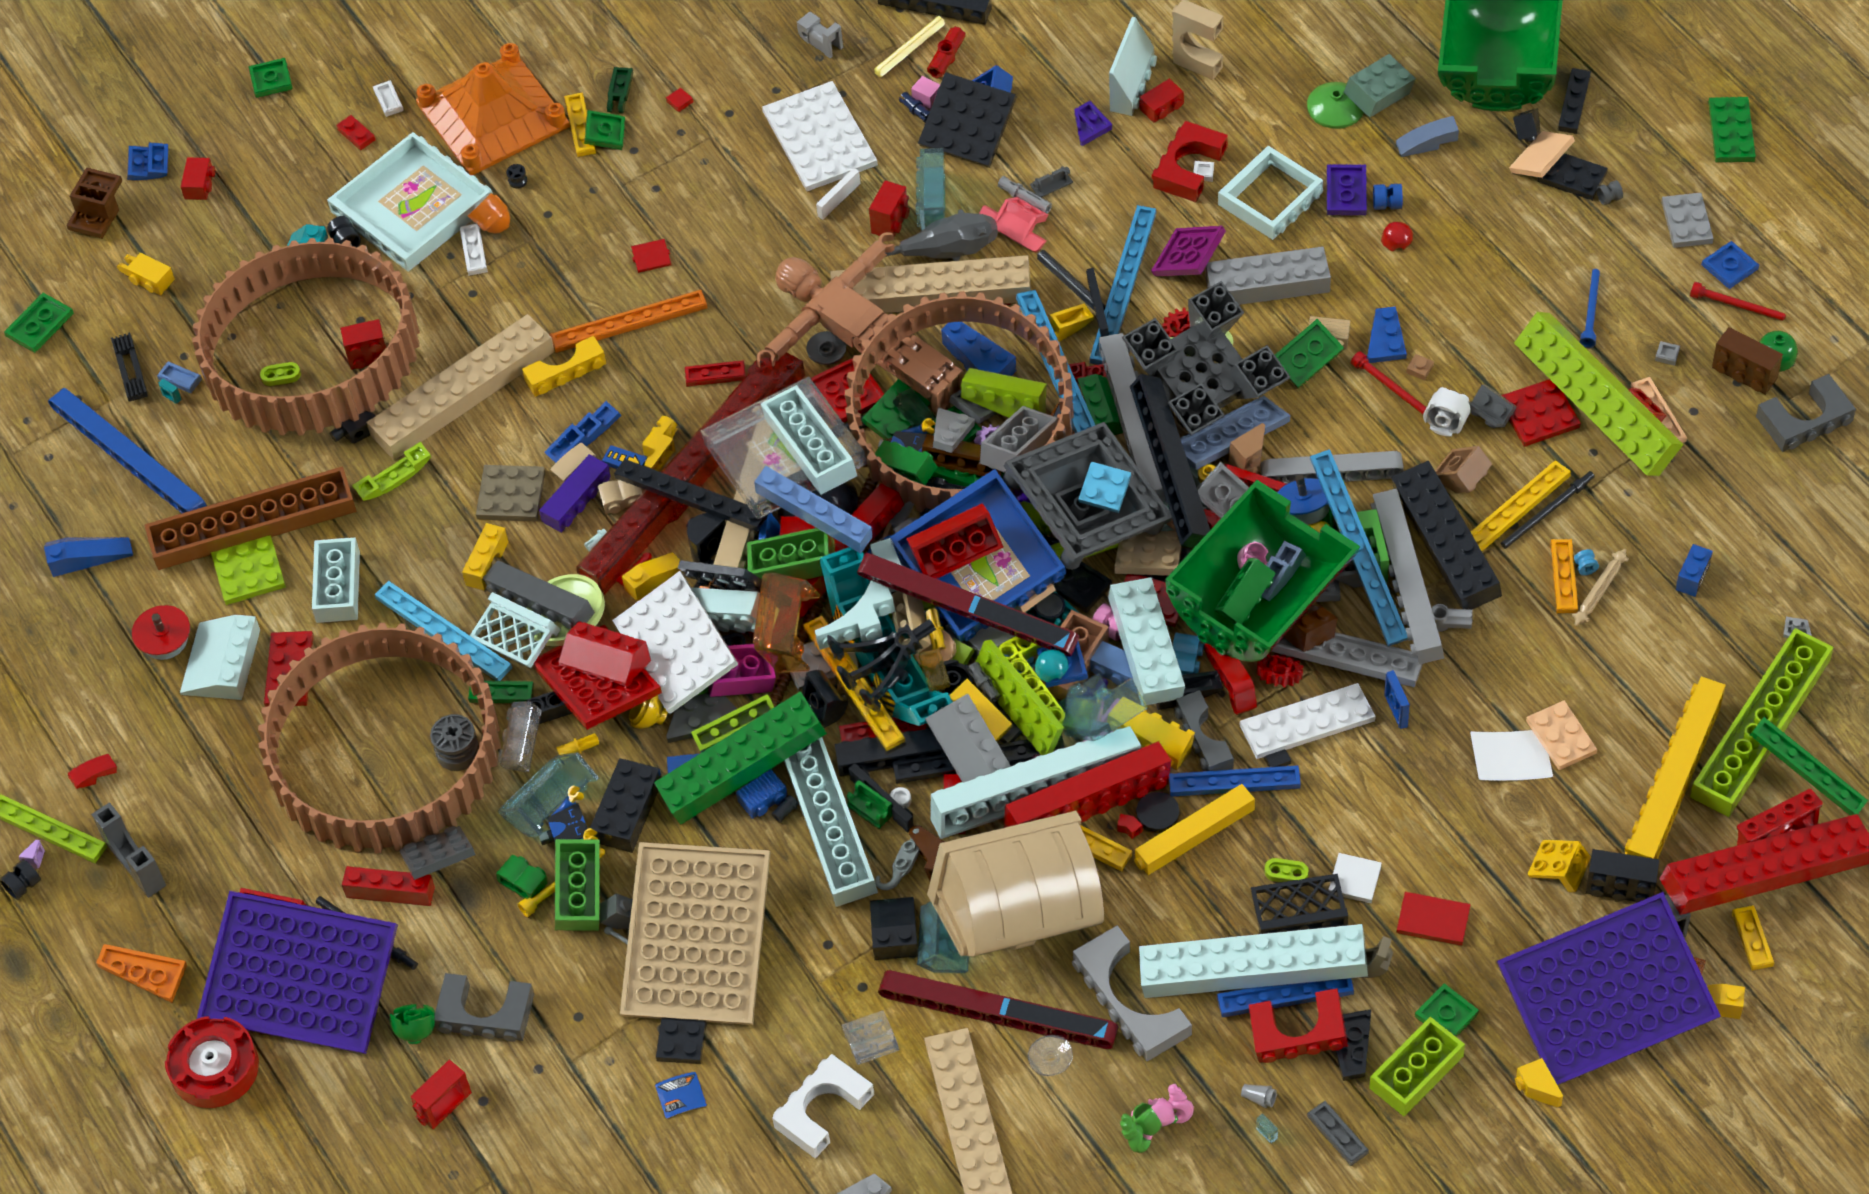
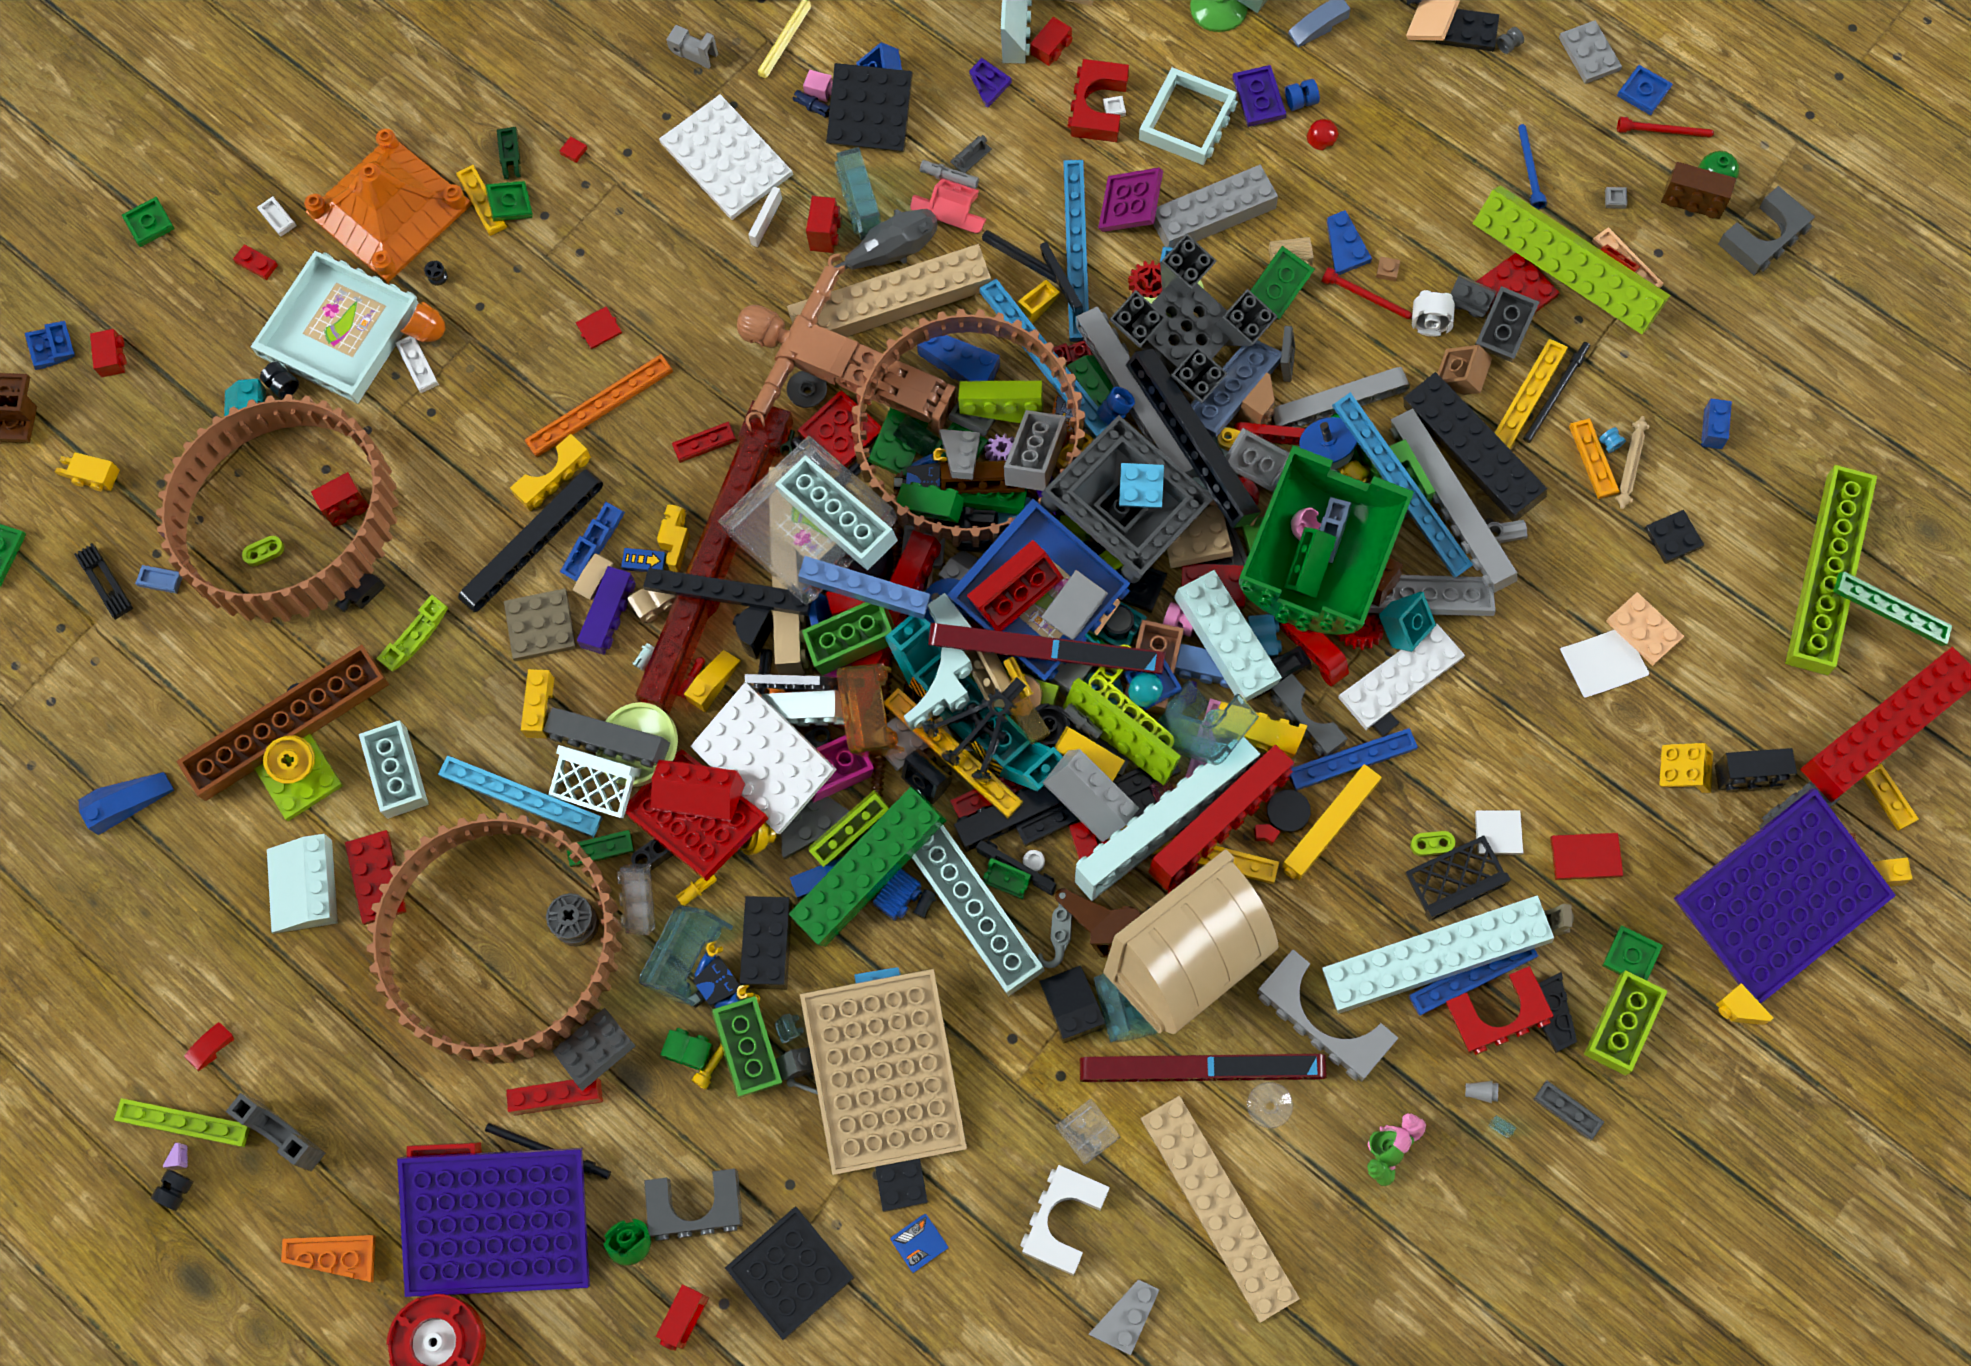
camera: 15 degrees left, 15 degrees up
(125, 452) = (132, 679): blue beam -> none
(161, 631) = (231, 874): red piece -> none
(170, 391) = (154, 599): teal tile -> none
(245, 533) = (276, 764): none -> yellow wheel
(460, 387) = (452, 521): tan brick -> none
(526, 419) = (530, 541): none -> black beam
(552, 1087) = (789, 1273): none -> black plate
(620, 881) = (786, 1027): none -> clear light blue tile
(946, 52) = (823, 37): red piece -> none
(1005, 572) = (1074, 605): none -> light grey piece
(1112, 414) = (1116, 403): none -> blue wheel
(1292, 416) = (1288, 354): none -> dark grey tile
(1326, 670) = (1407, 621): none -> teal slope
(1396, 699) = (1483, 635): blue tile -> none
(1514, 435) = (1507, 324): none -> dark grey brick
(1619, 661) = (1674, 536): none -> black plate
(1676, 769) = (1770, 648): yellow brick -> none
(1787, 816) = (1887, 680): red fence -> none
(1800, 624) = (1827, 459): light grey piece -> none

